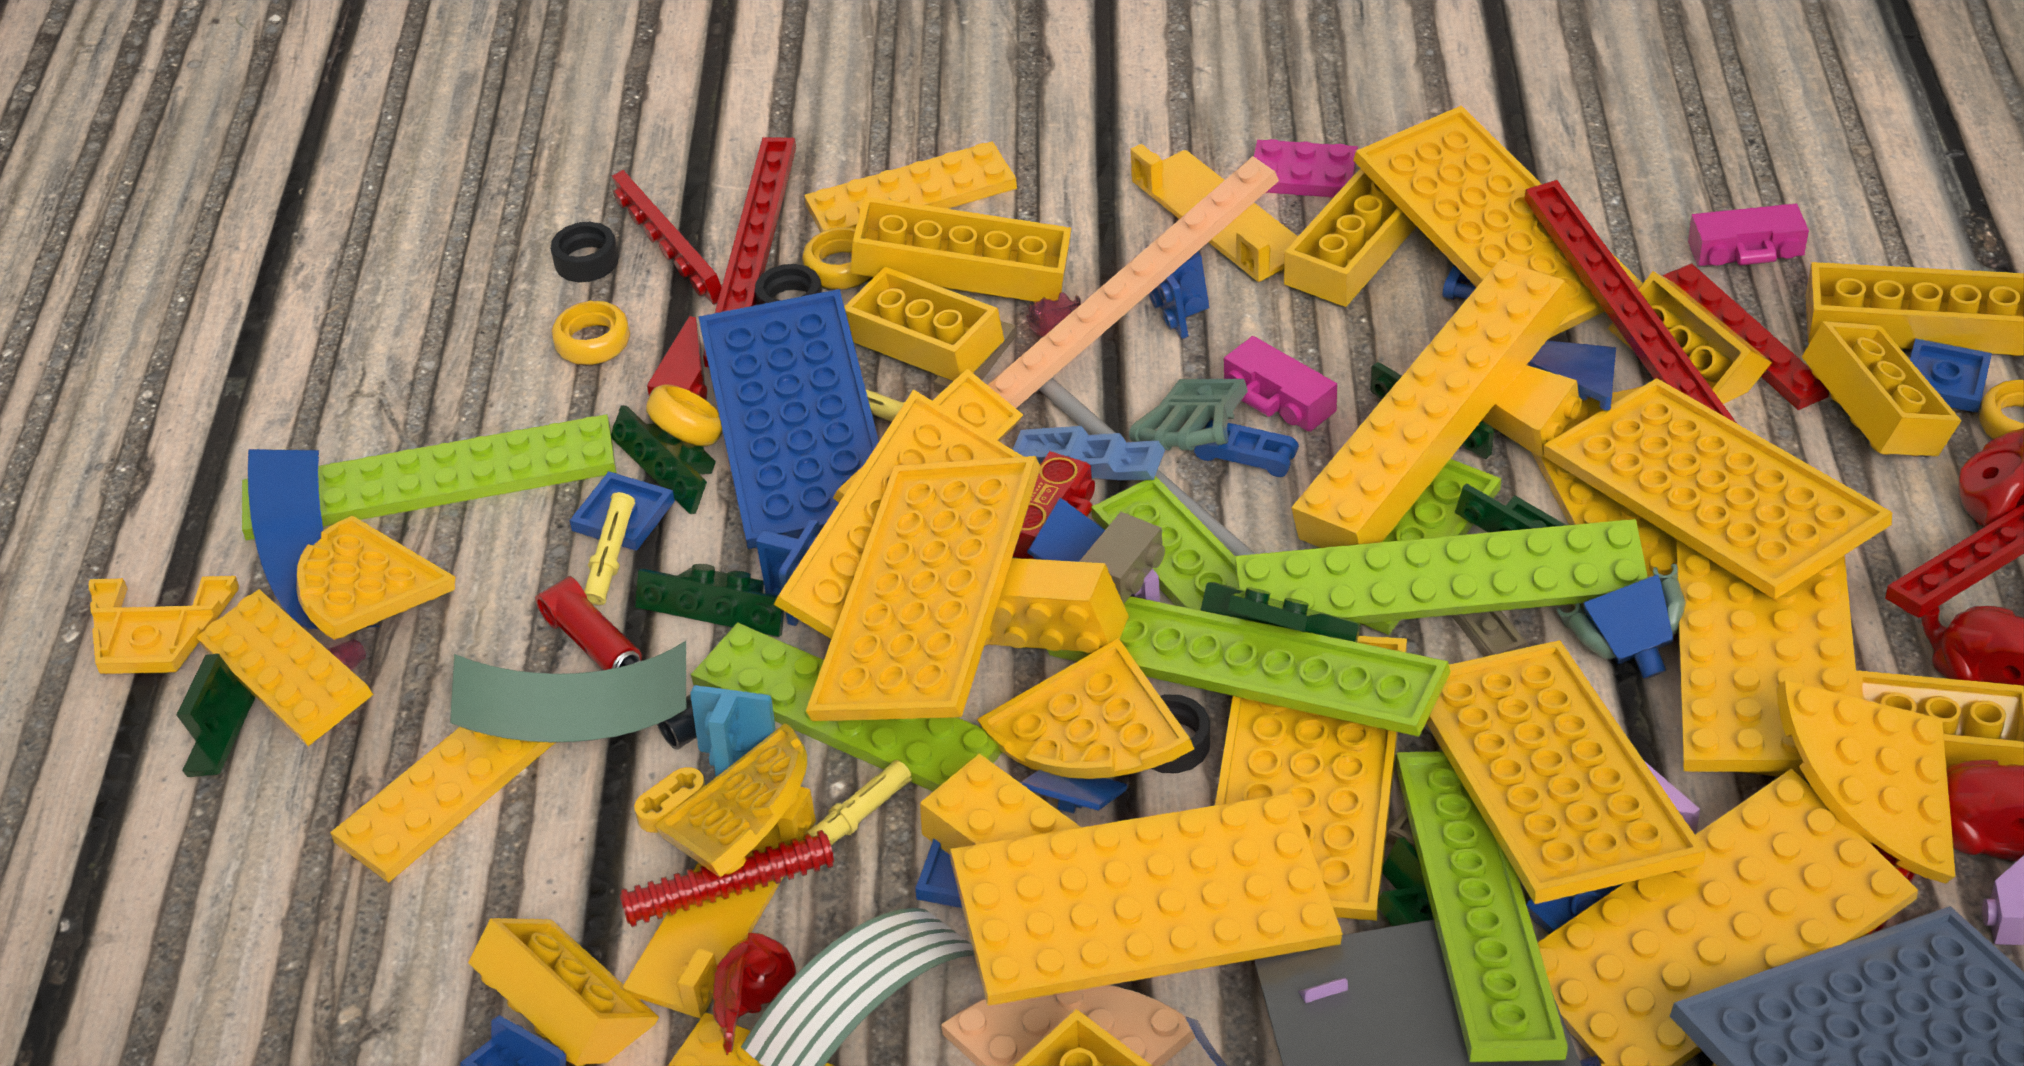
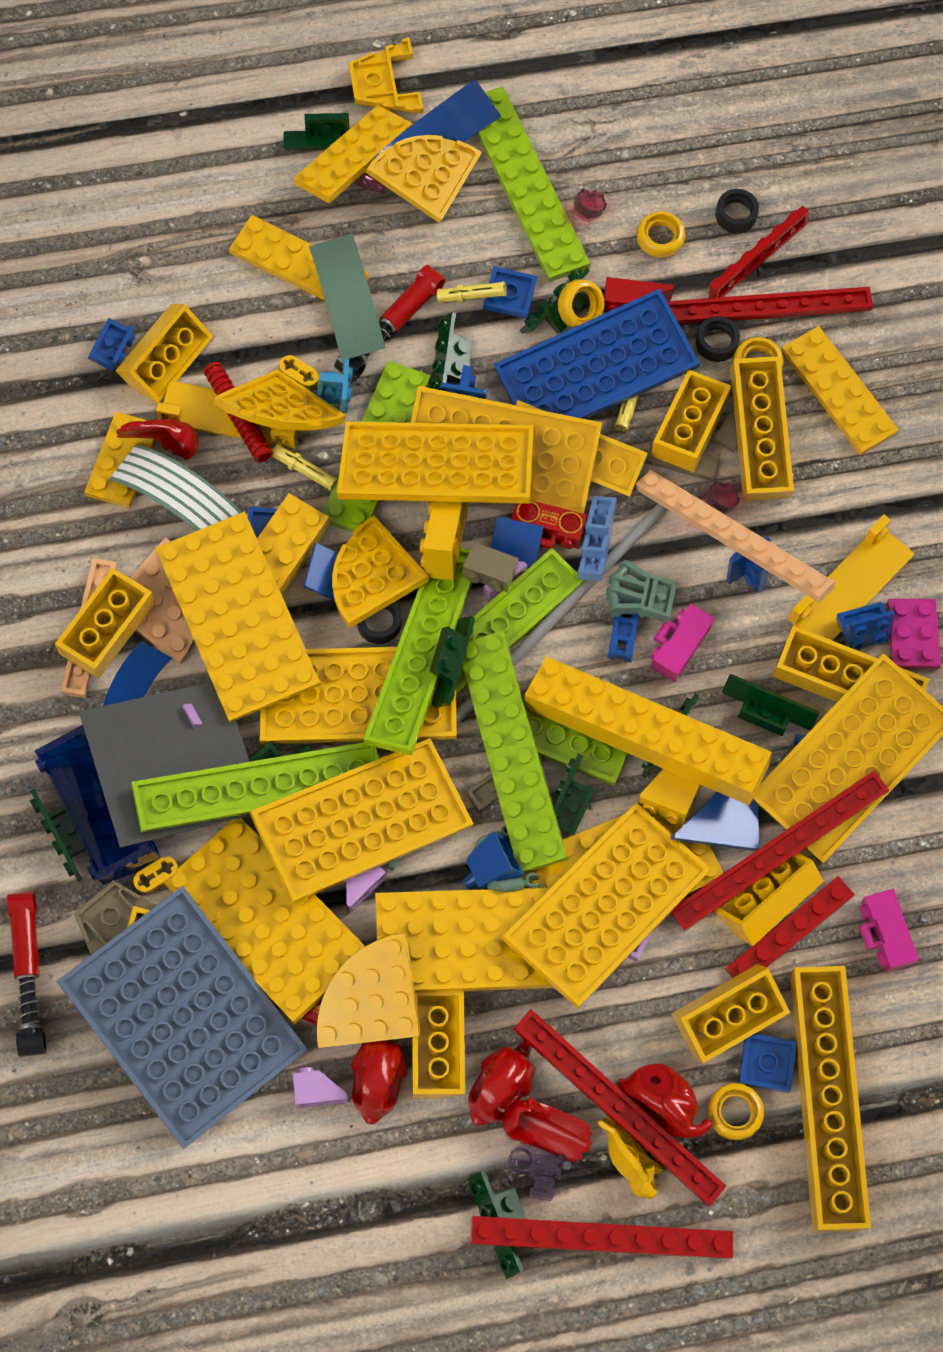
camera: 70 degrees right, 25 degrees up
(508, 402) = (589, 205): none -> clear pink hair
(1291, 195) = (866, 626): none -> blue bracket
(1396, 311) = (767, 707): none -> dark green bracket

